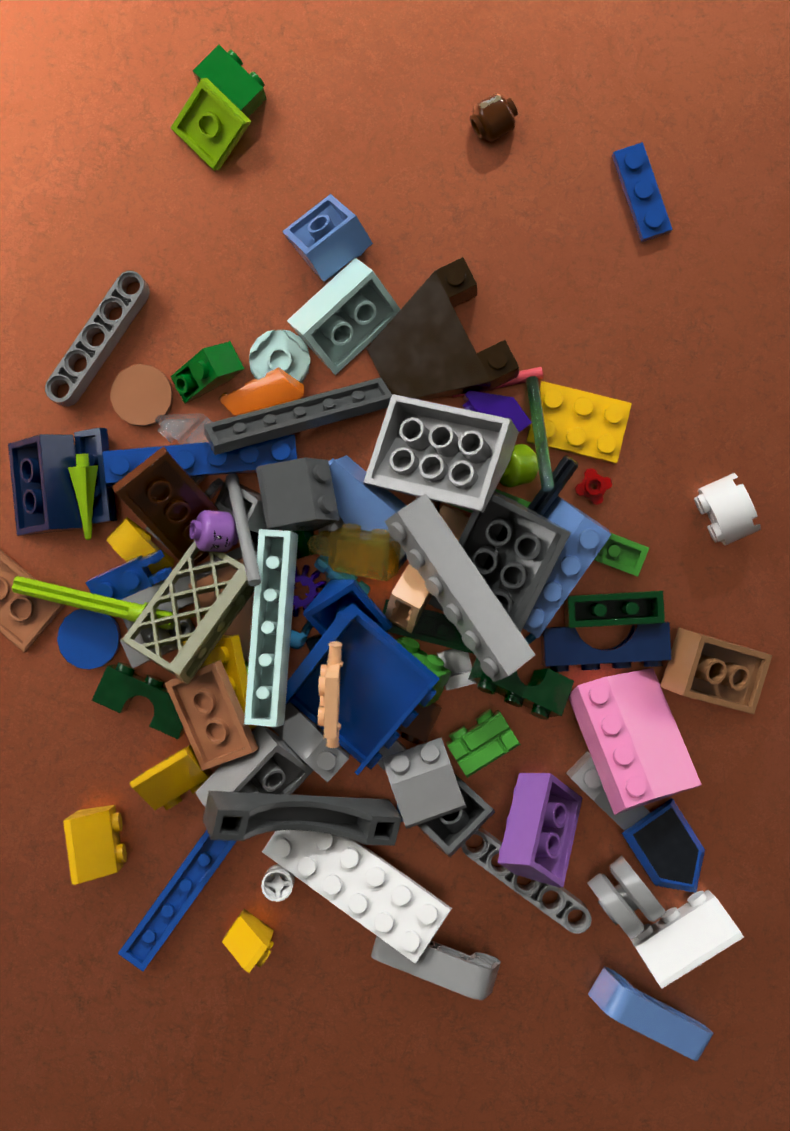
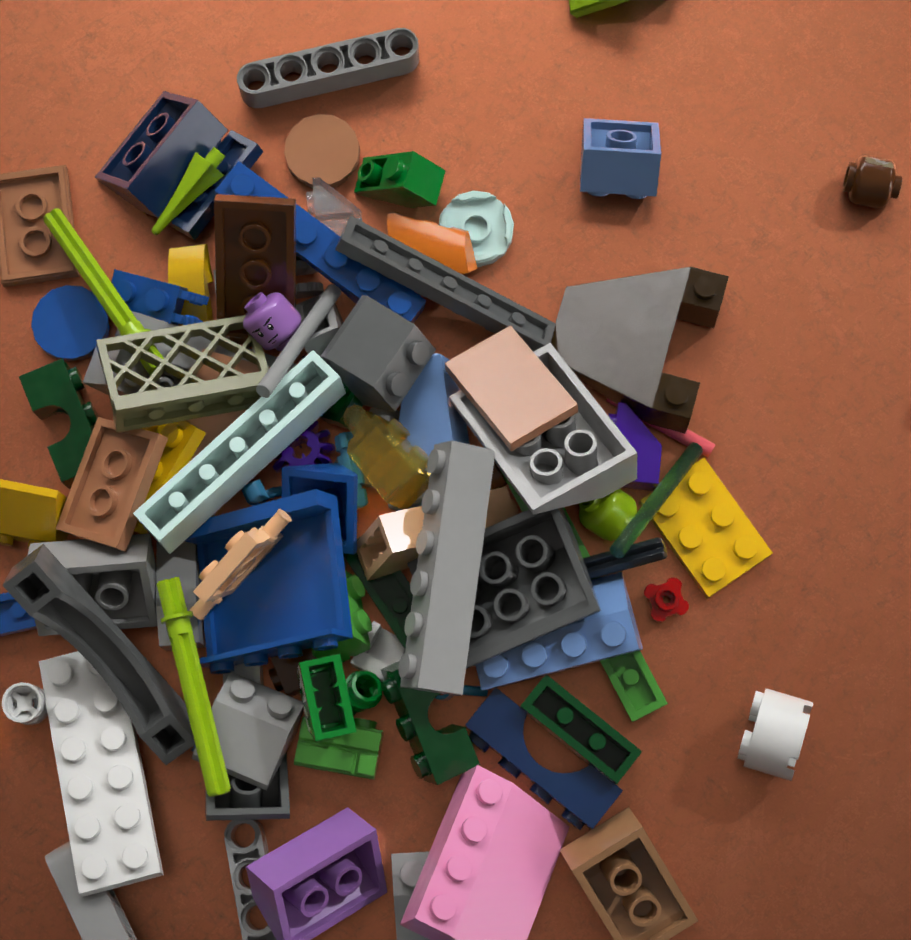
camera: 45 degrees right, 10 degrees down
(345, 315) = (571, 239): light aqua slope -> none
(371, 788) = (193, 686): none -> lime axle
(397, 444) = (511, 388): none -> tile
(457, 727) = (325, 697): none -> green torso
(467, 703) = (363, 690): none -> green cone

